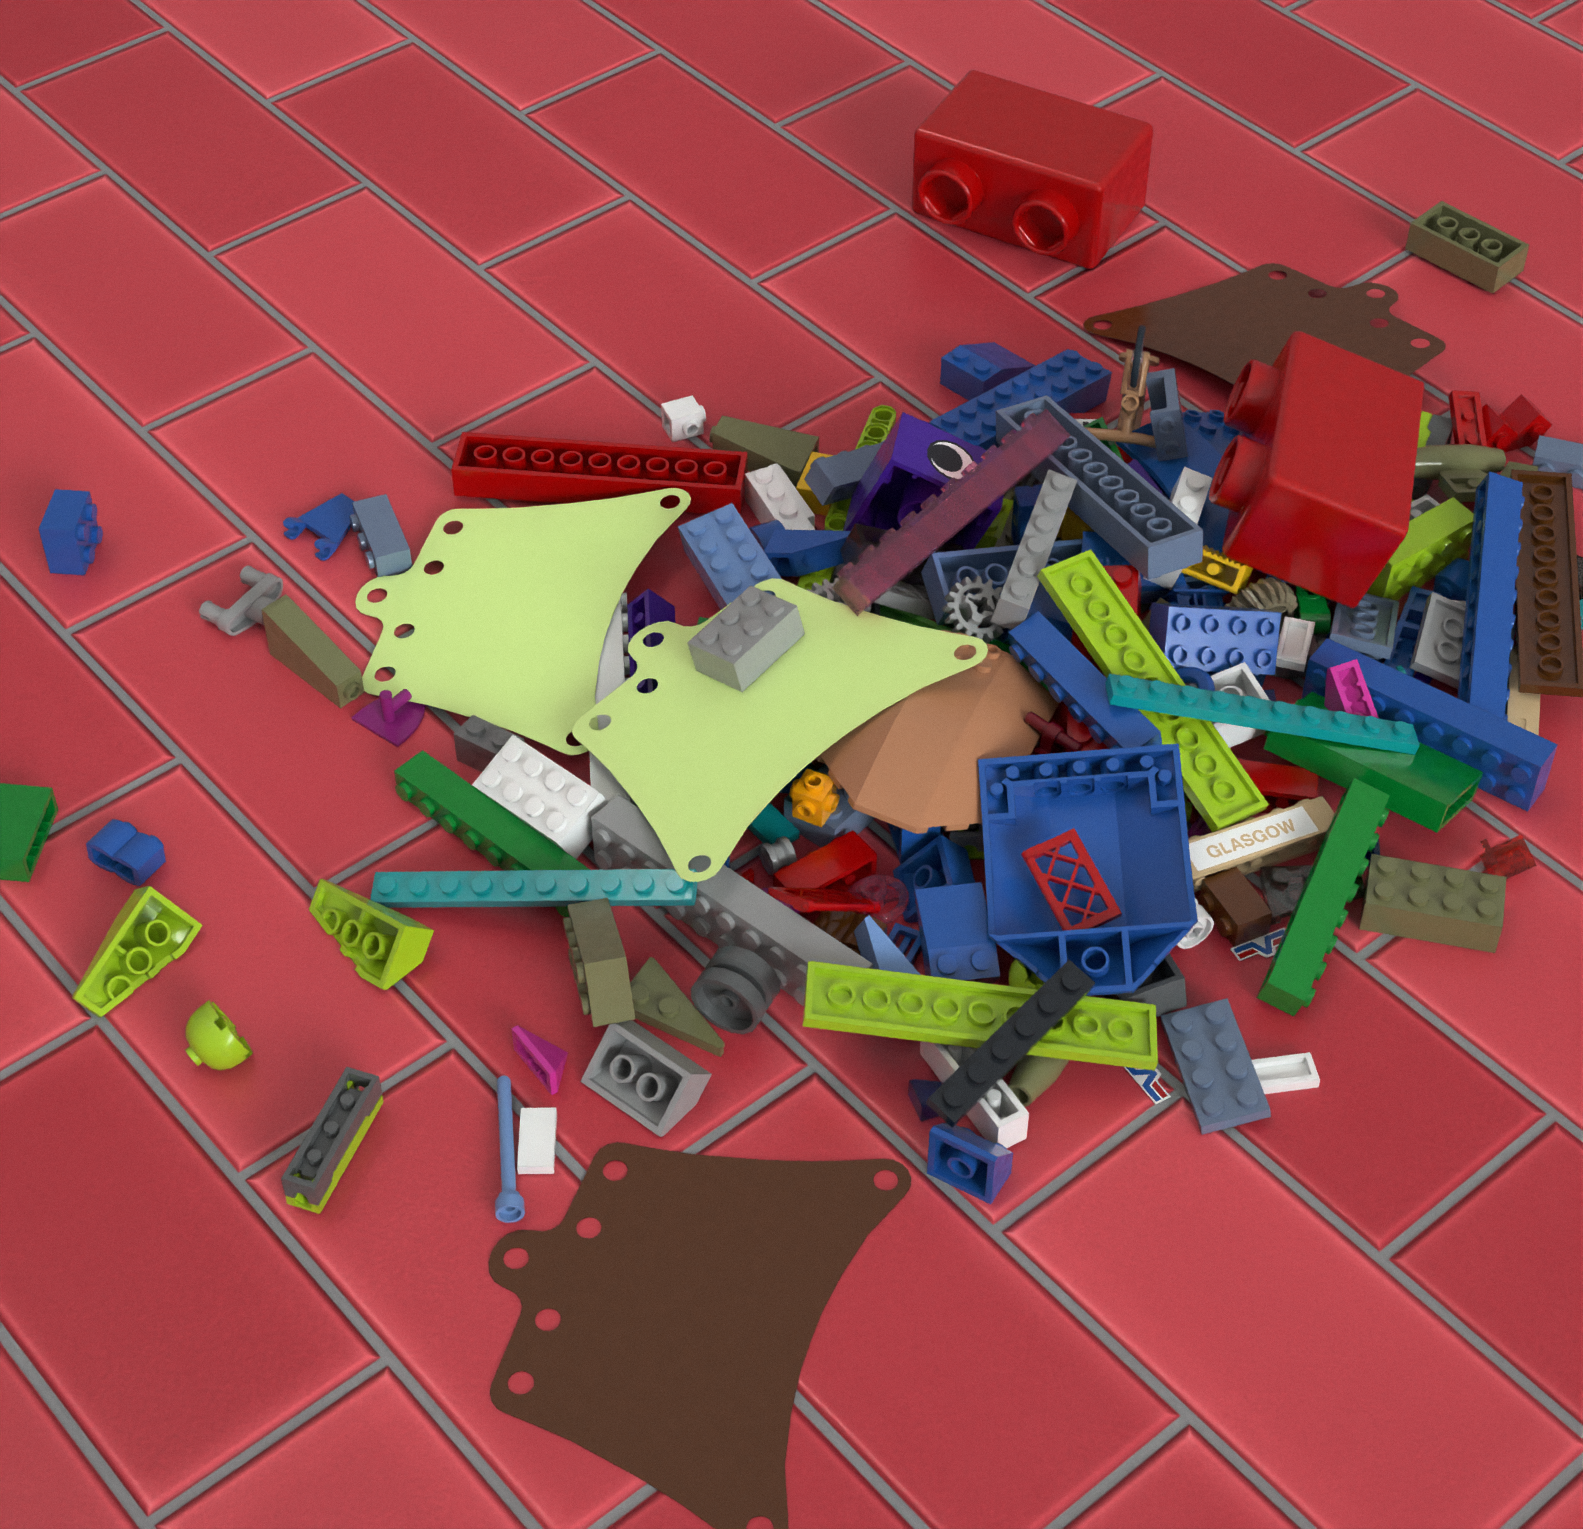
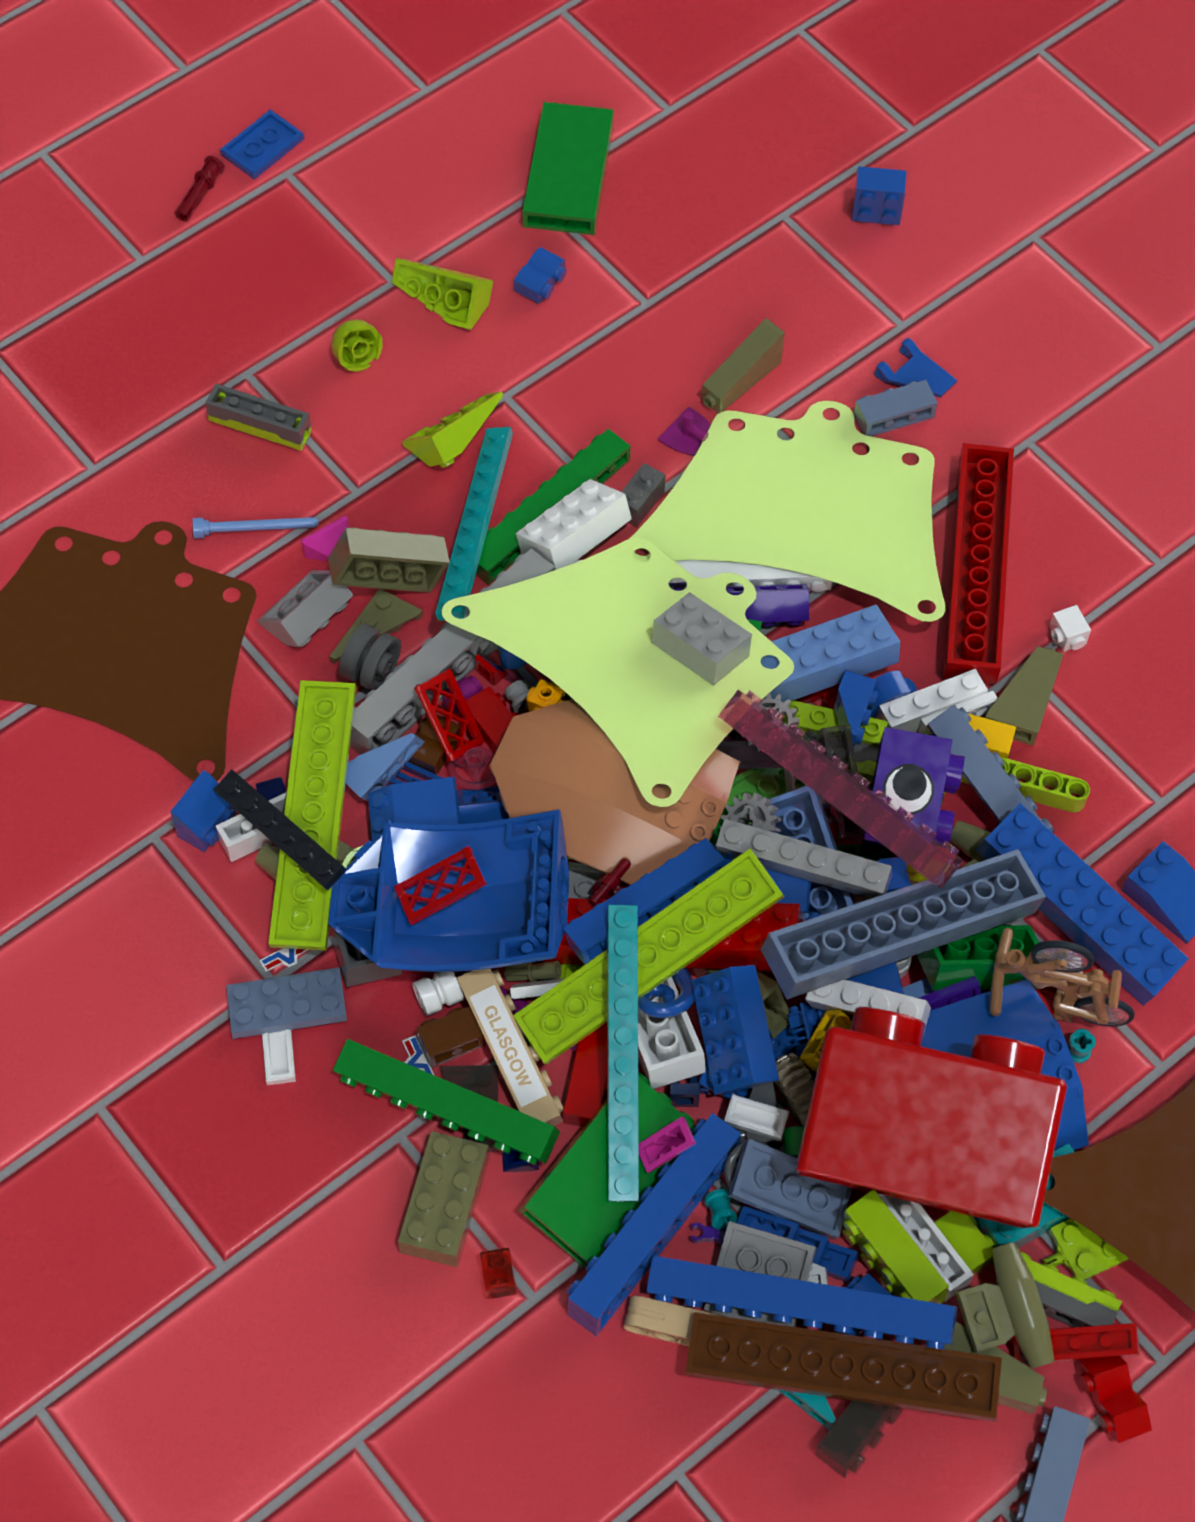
camera: 90 degrees right, 15 degrees up
(247, 610) = (809, 330): light grey connector -> none
(537, 1141) = (258, 544): white tile -> none
(1166, 415) = (1021, 1007): sand blue panel -> none

